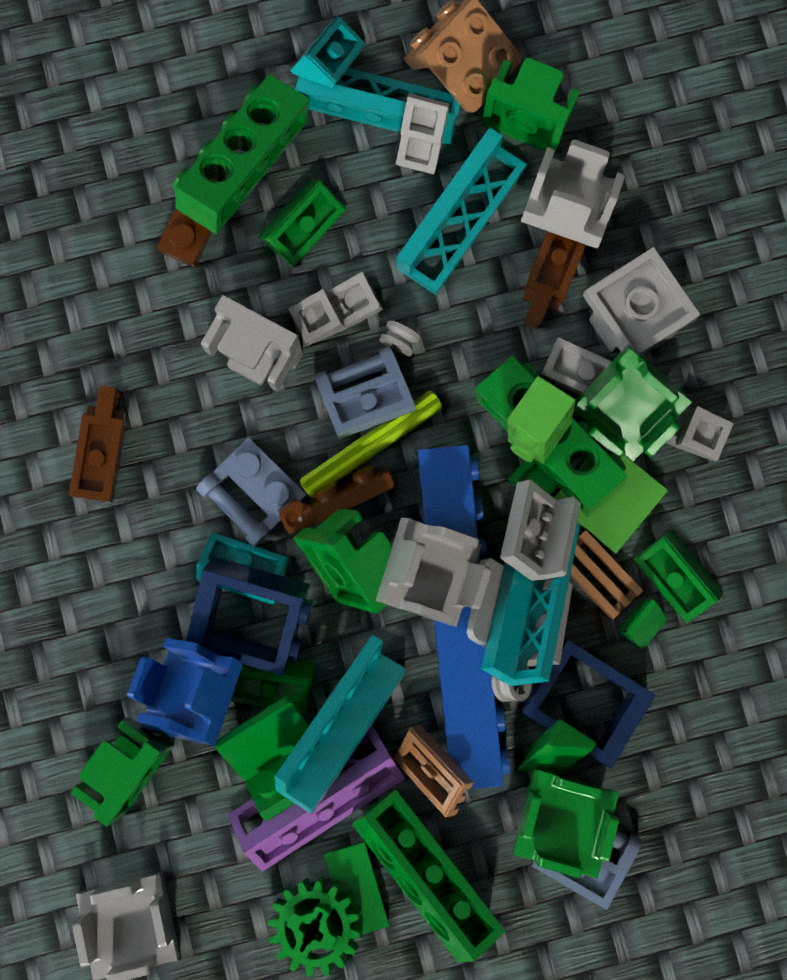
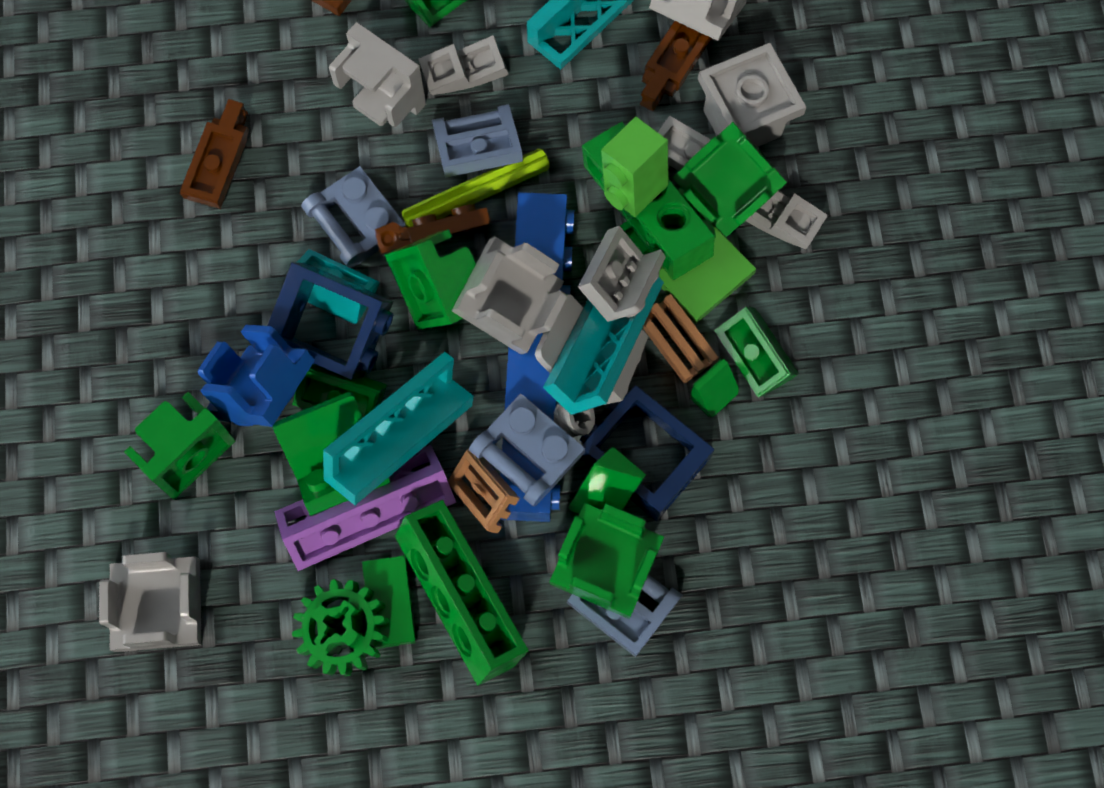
camera: 10 degrees right, 10 degrees down
(399, 338) = (519, 98): light grey bush -> none
(480, 715) = (536, 439): none -> sand blue plate

